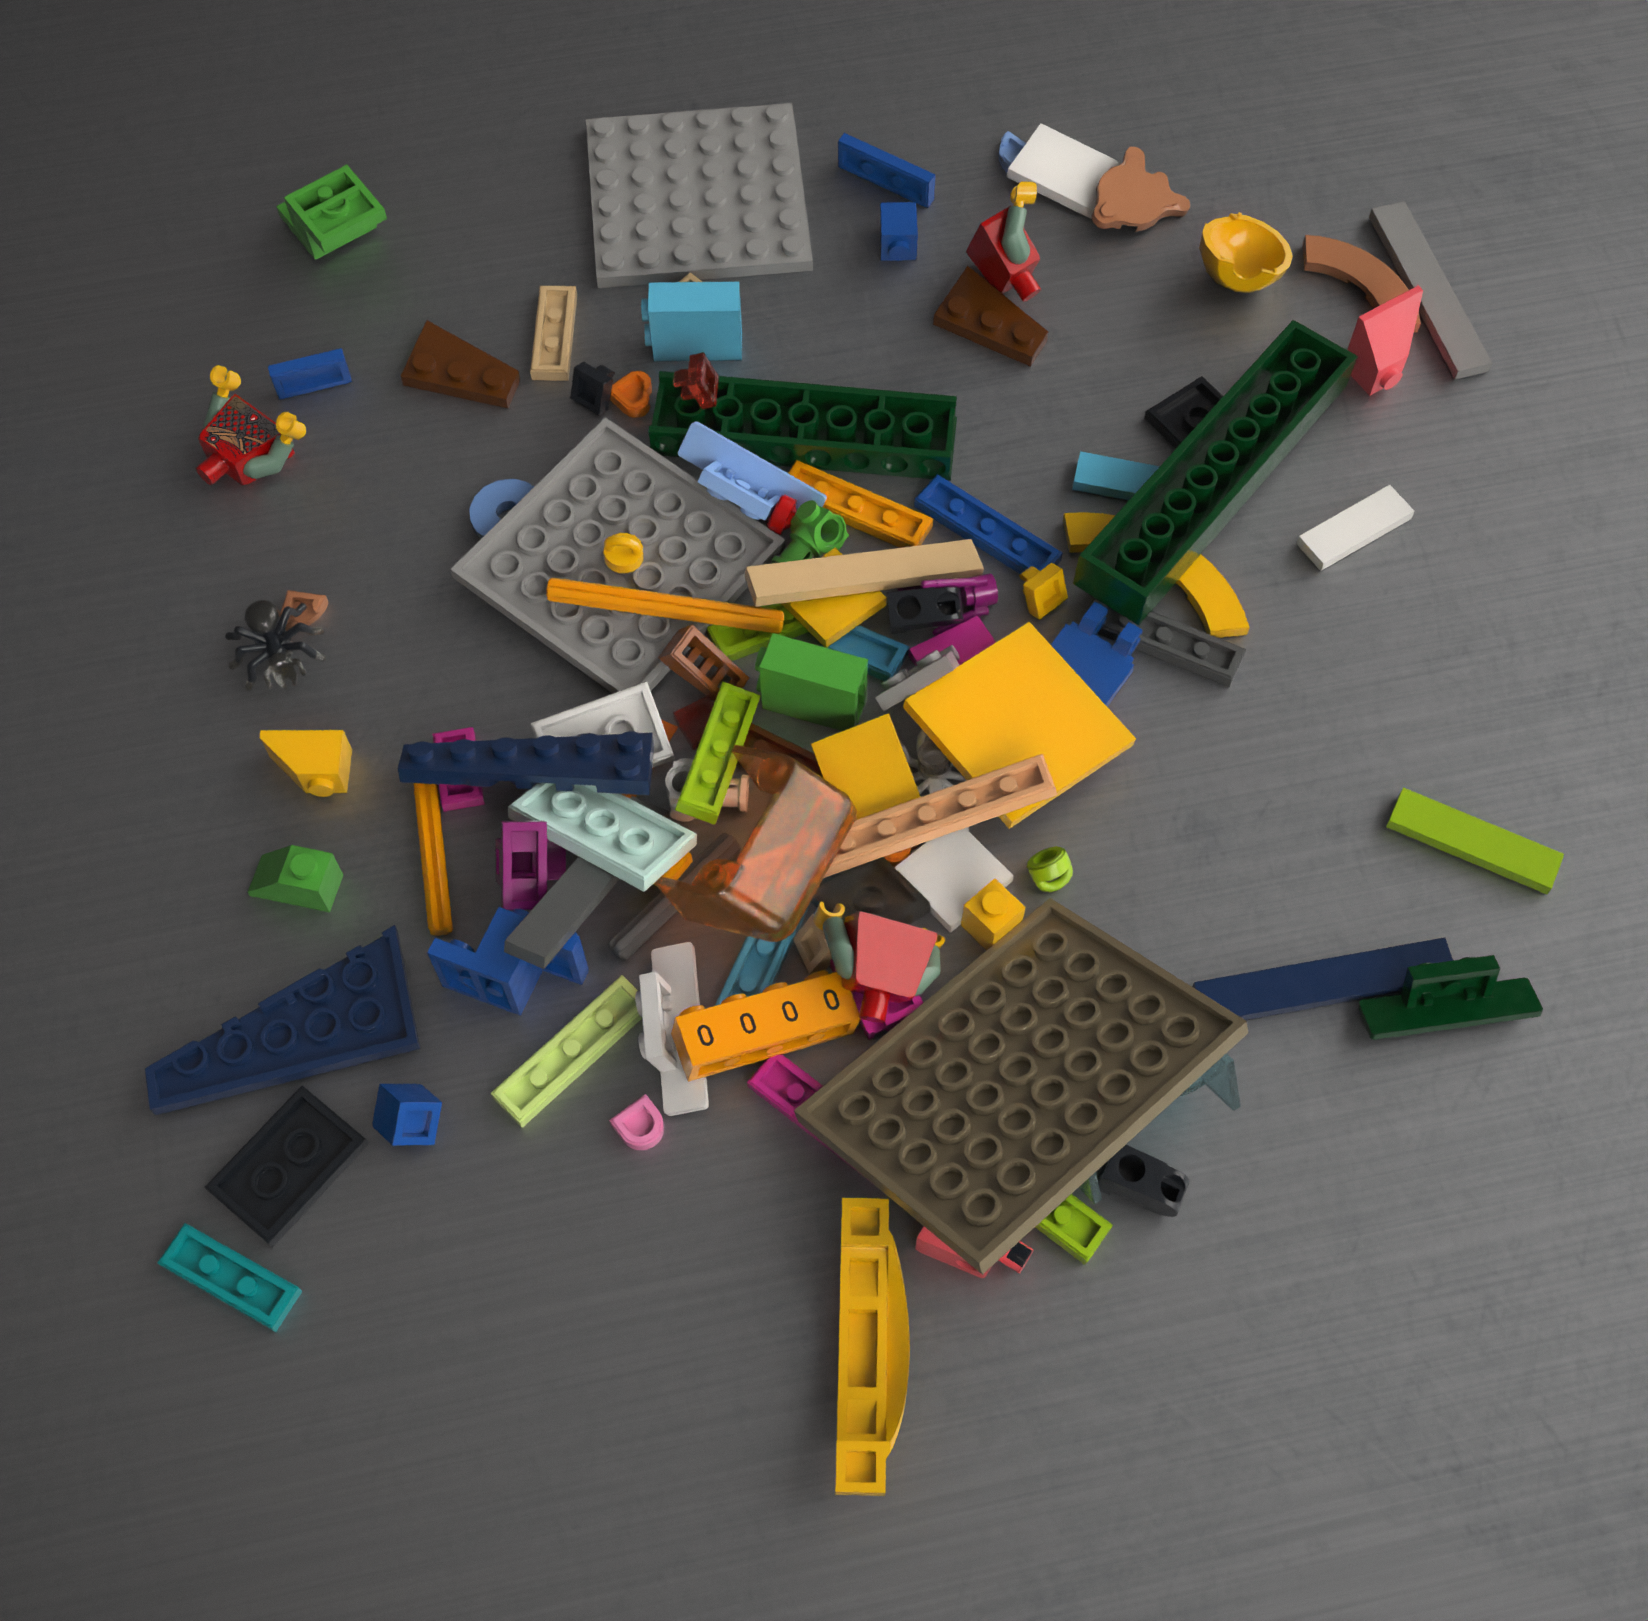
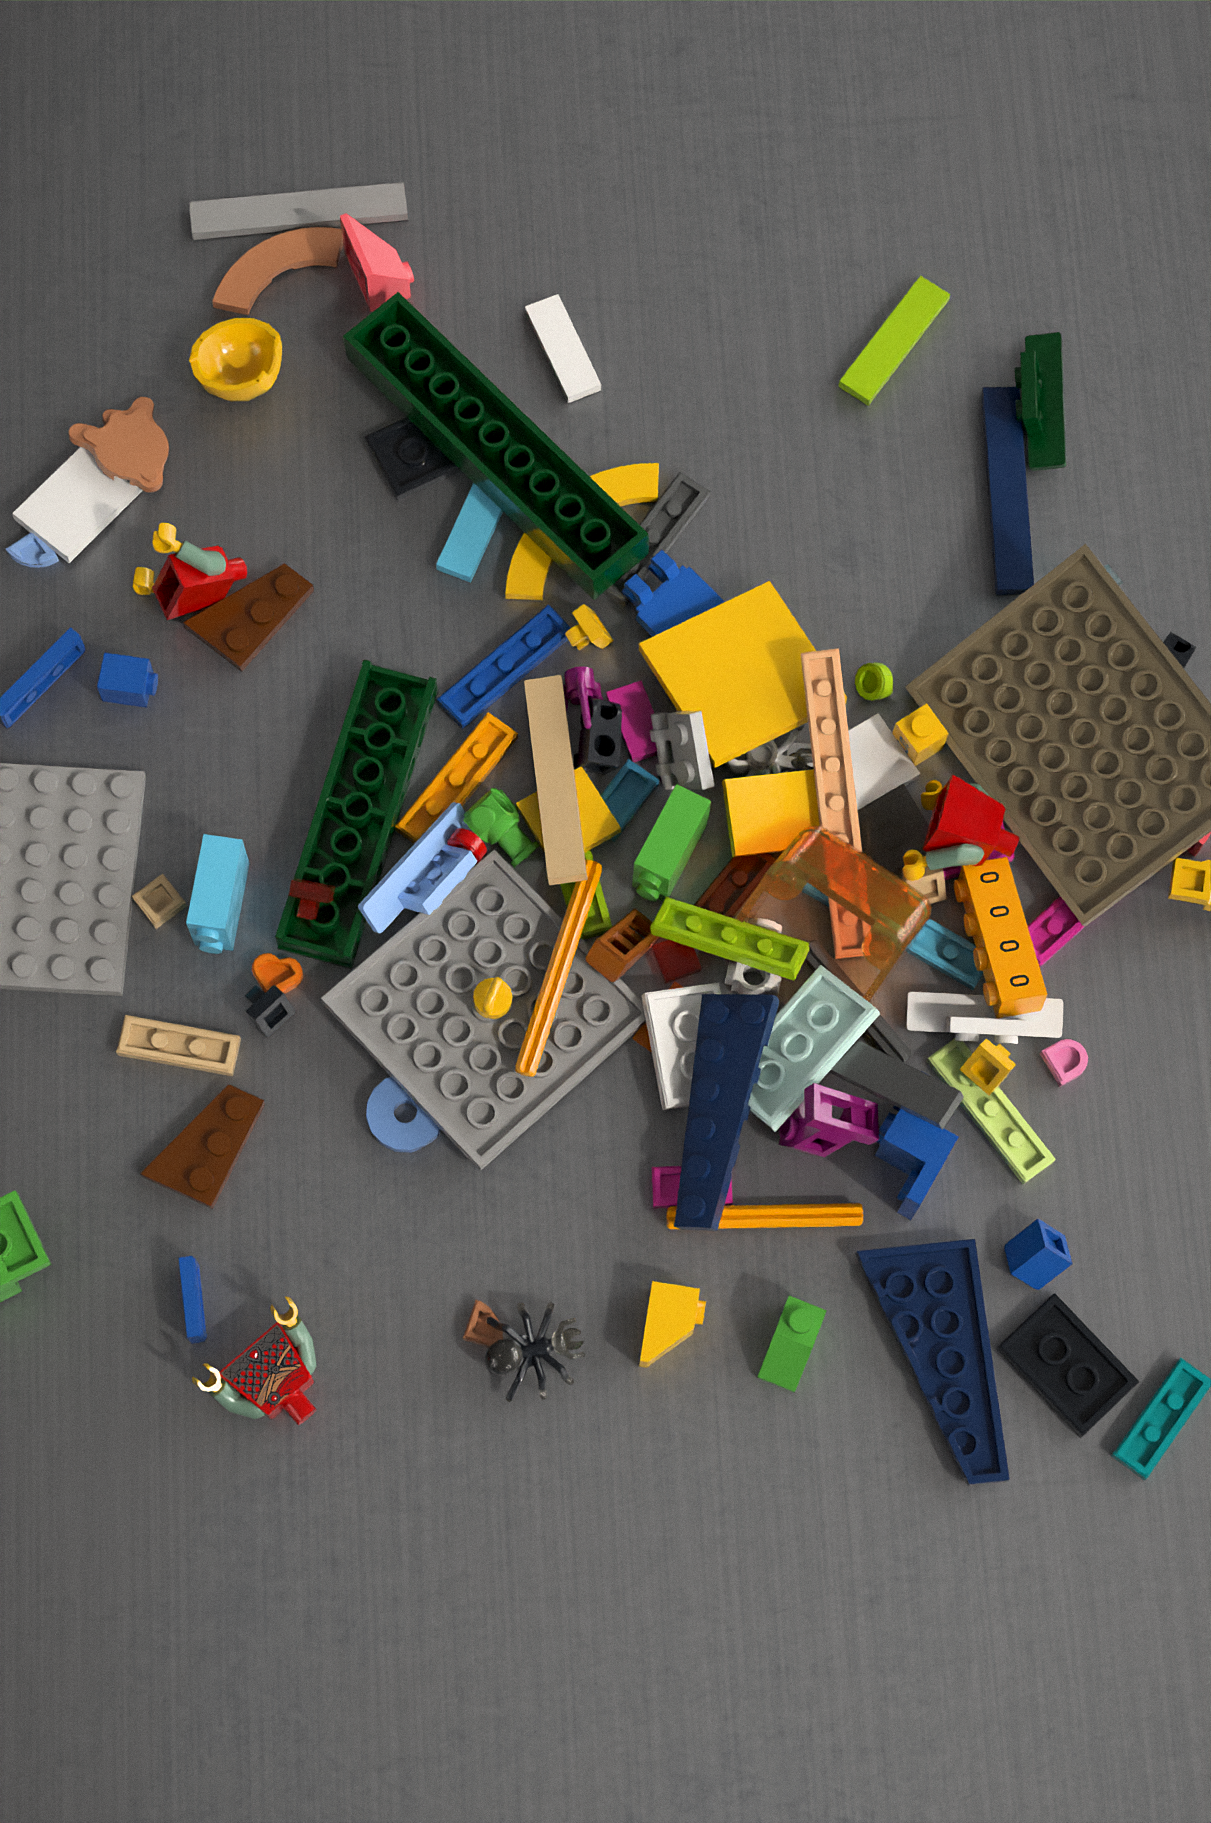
camera: 85 degrees left, 10 degrees up
(612, 1029) = (988, 1066): none -> yellow tile

